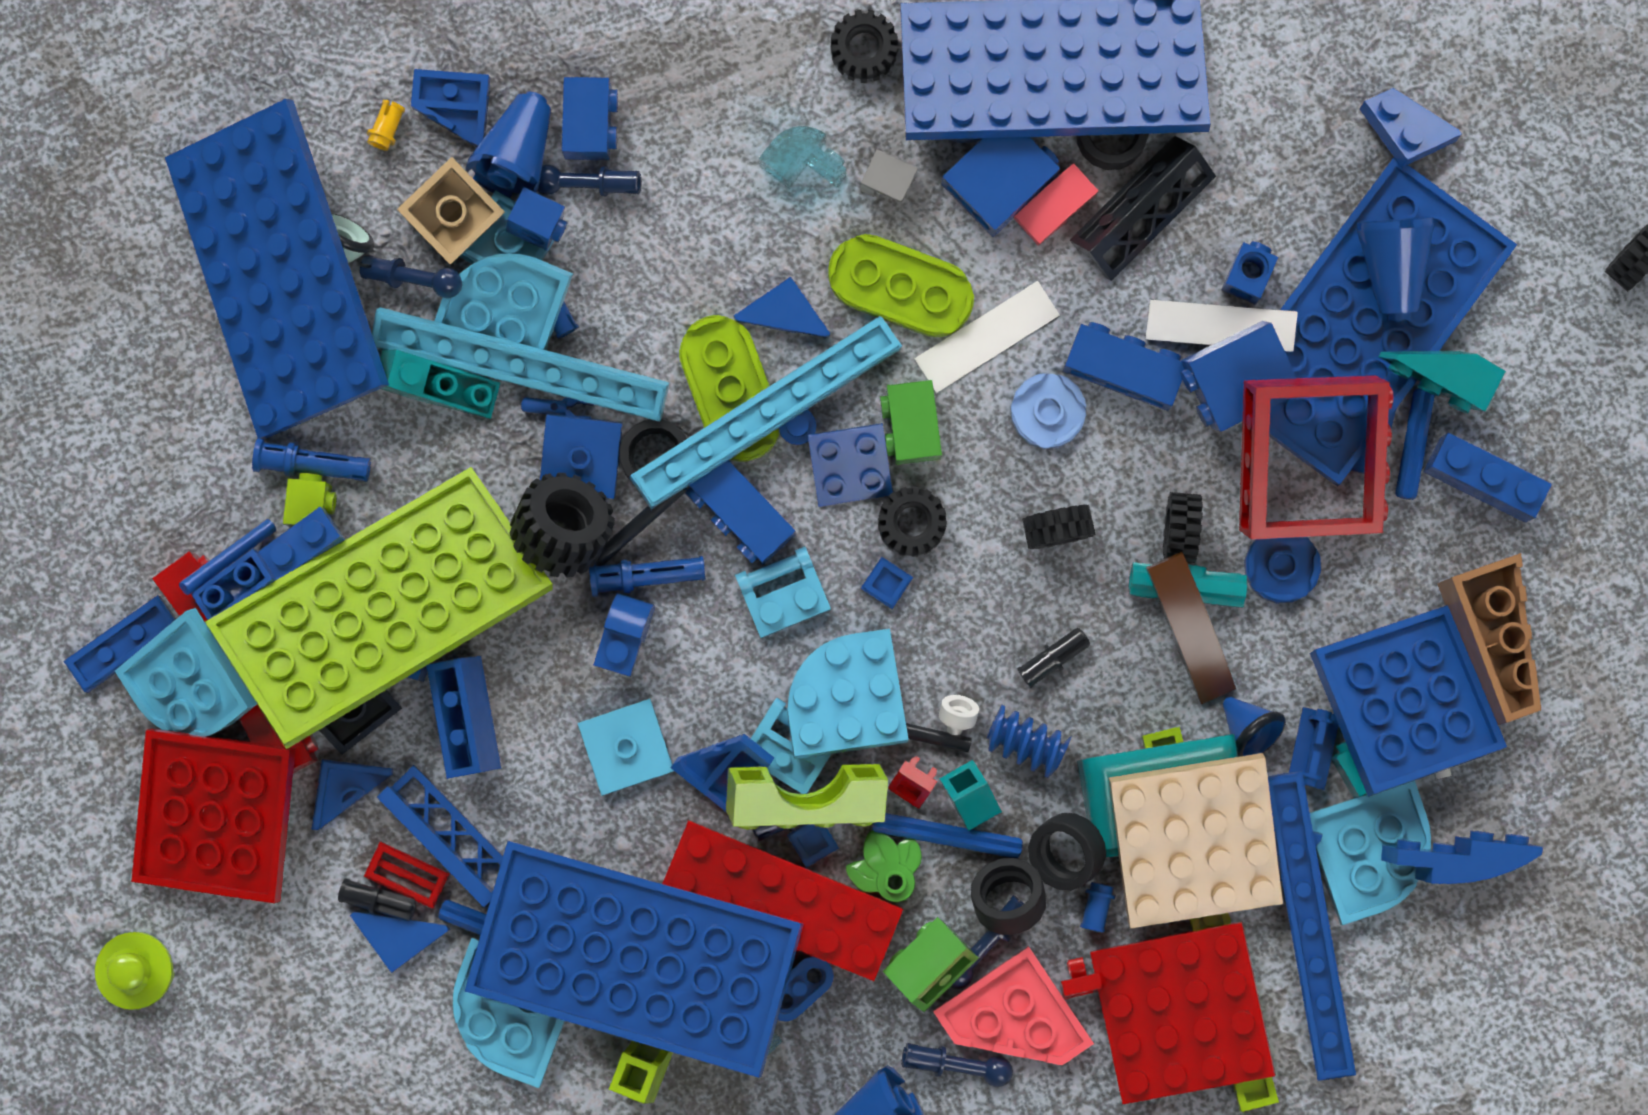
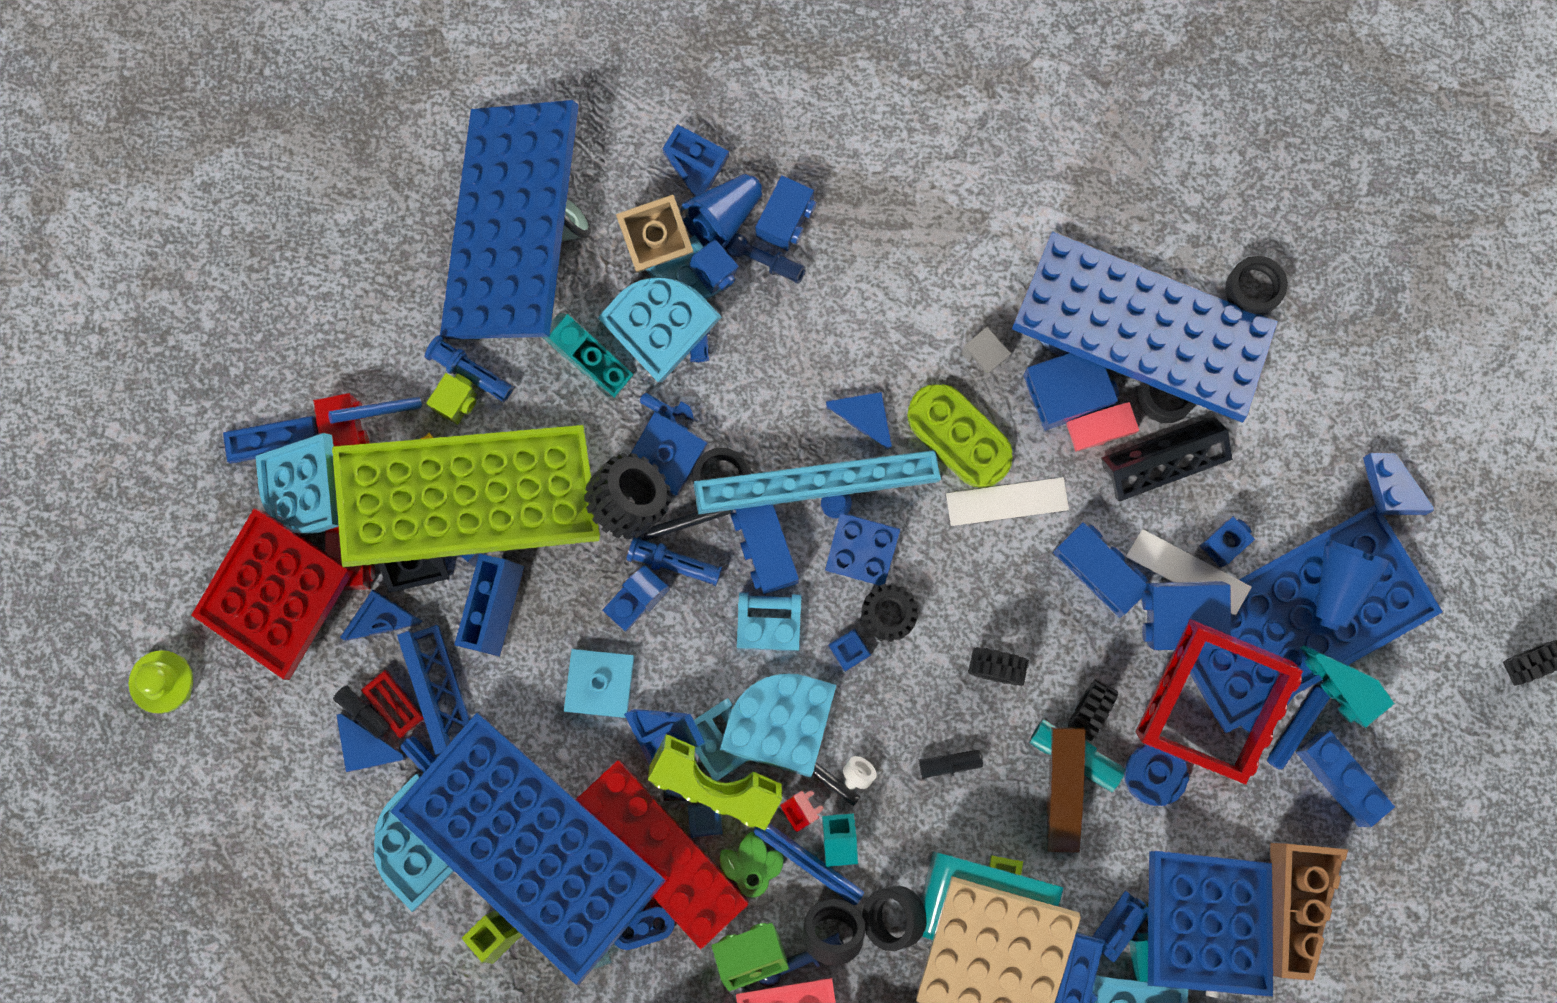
camera: 25 degrees right, 5 degrees down
(260, 568) = (390, 427): blue slope -> none
(385, 125) = (638, 155): yellow pin -> none
(444, 282) = (594, 261): dark blue pin -> none
(521, 364) = (654, 367): medium azure tile -> none
(724, 373) = (799, 439): lime tile -> none
(797, 149) = (926, 303): clear light blue brick -> none
(858, 24) = (1011, 267): black tyre -> none
(912, 422) = (923, 539): bright green brick -> none
(1026, 741) = (901, 819): blue piece -> none
(1048, 410) = (1029, 576): light blue tile -> none
(1097, 906) = (898, 971): blue pin -> none
(1253, 726) = (1081, 888): blue hat -> none

